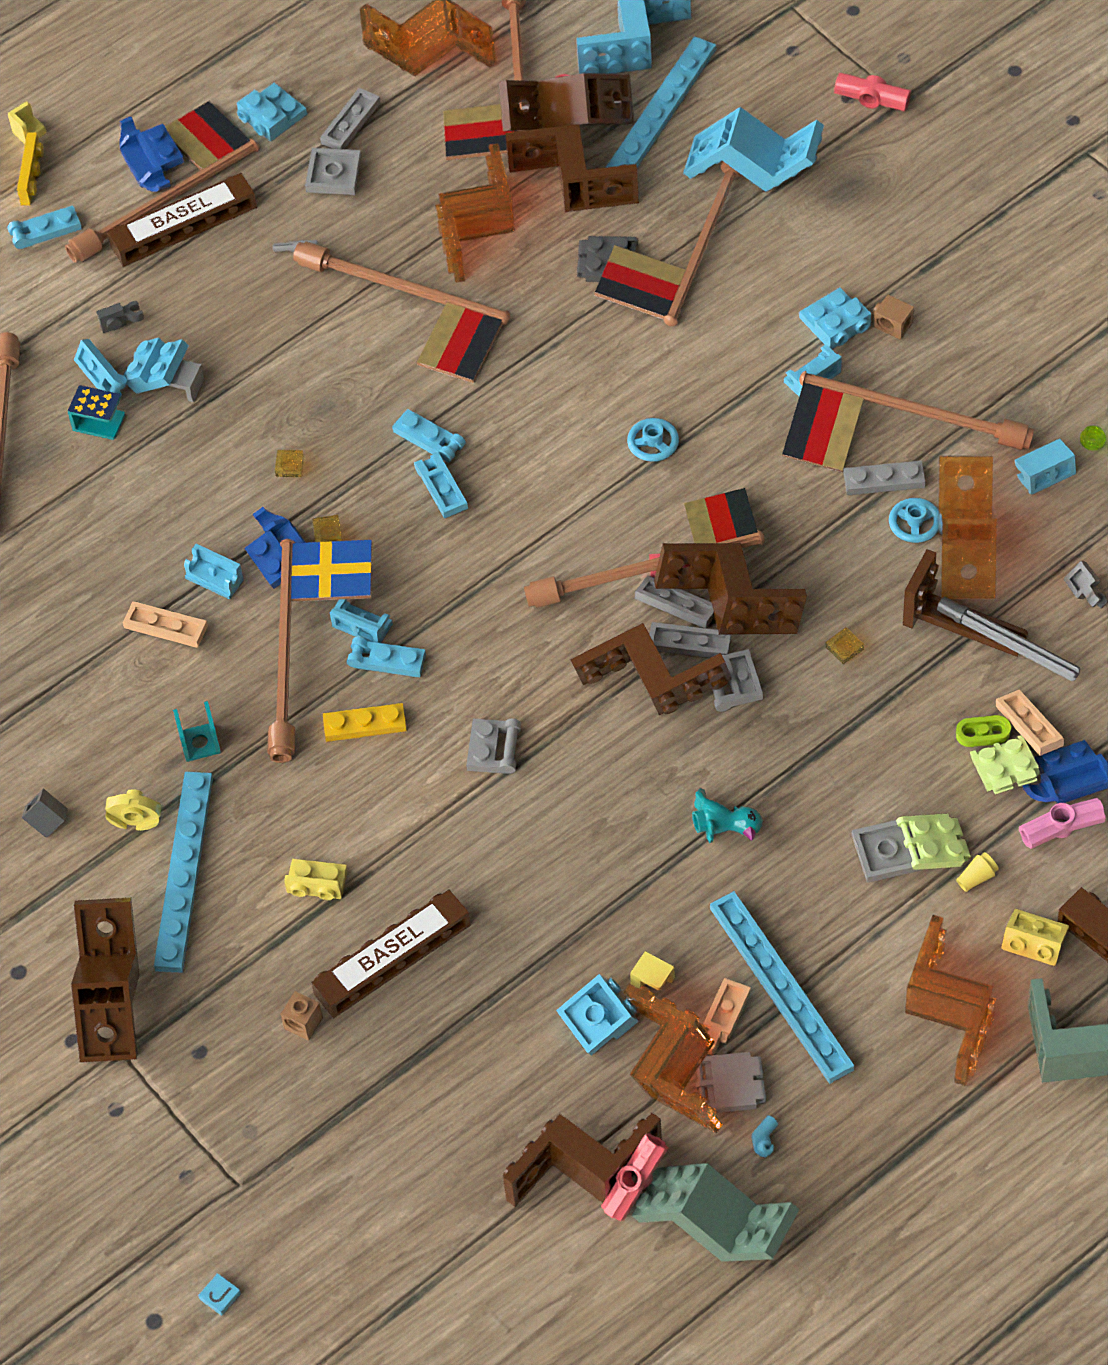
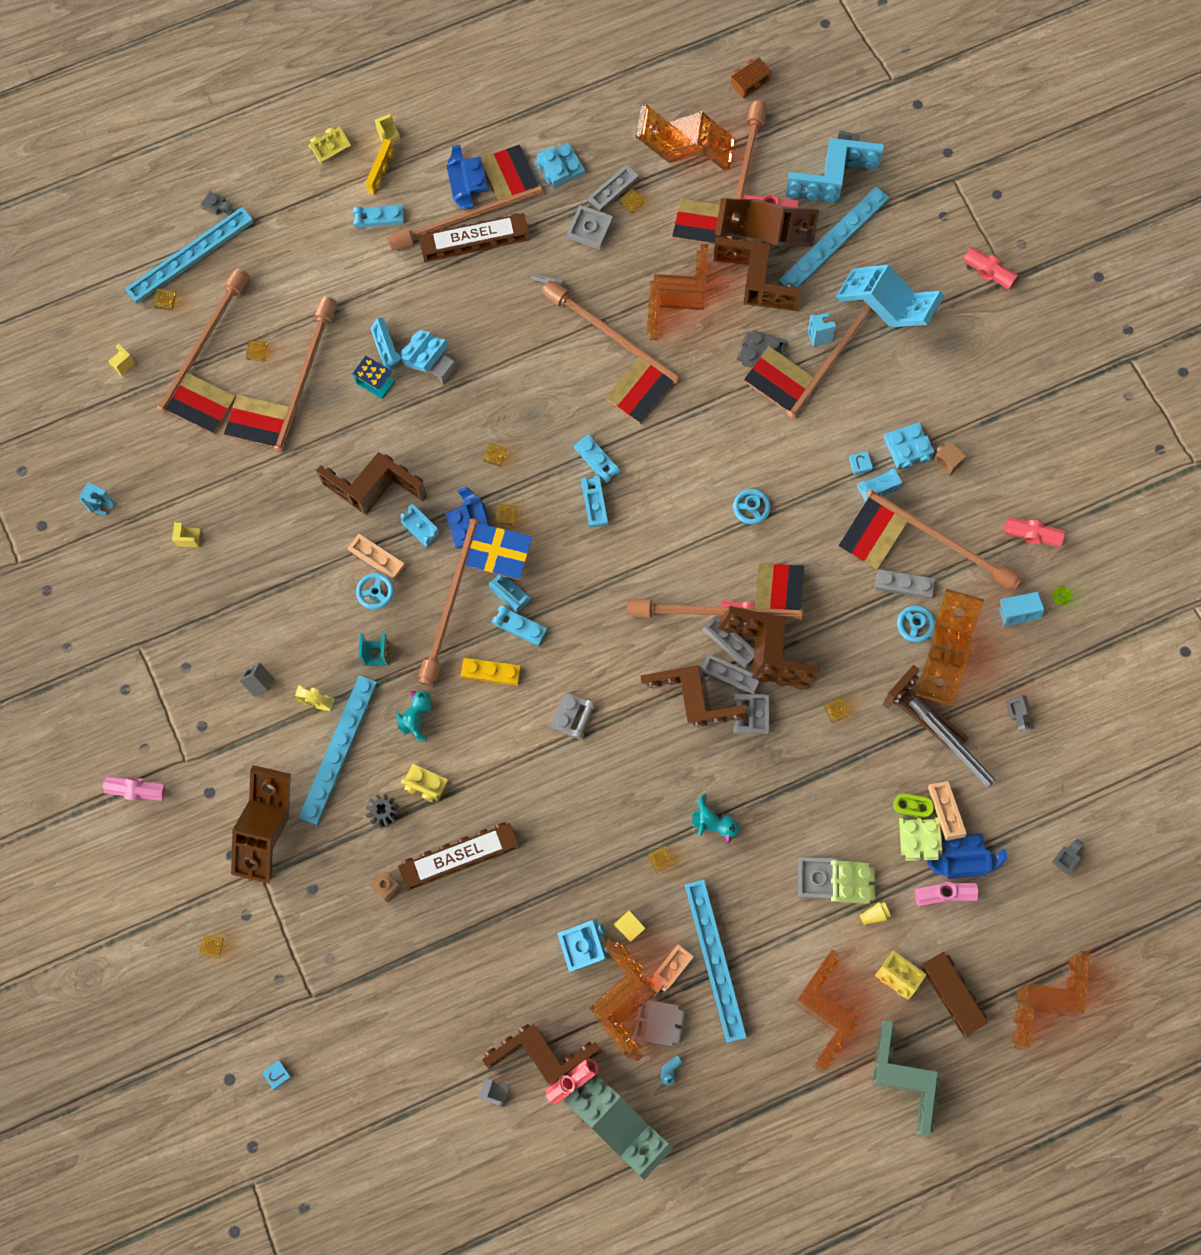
camera: 15 degrees right, 15 degrees up
(79, 1157) = (211, 946): none -> clear yellow plate
(115, 316) = (407, 303): dark grey plate -> none
(133, 534) = (372, 482): none -> reddish brown bracket
(178, 675) = (375, 597): none -> medium azure piece
(268, 925) = (375, 814): none -> dark grey gear
(274, 803) = (412, 718): none -> teal animal
(379, 129) = (631, 201): none -> clear yellow plate
(529, 1232) = (493, 1092): none -> light grey panel
(667, 884) = (660, 859): none -> clear yellow plate
(676, 211) = (820, 332): none -> medium azure hinge
(779, 353) = (860, 463): none -> medium azure tile
(1032, 374) = (1034, 532): none -> coral piece

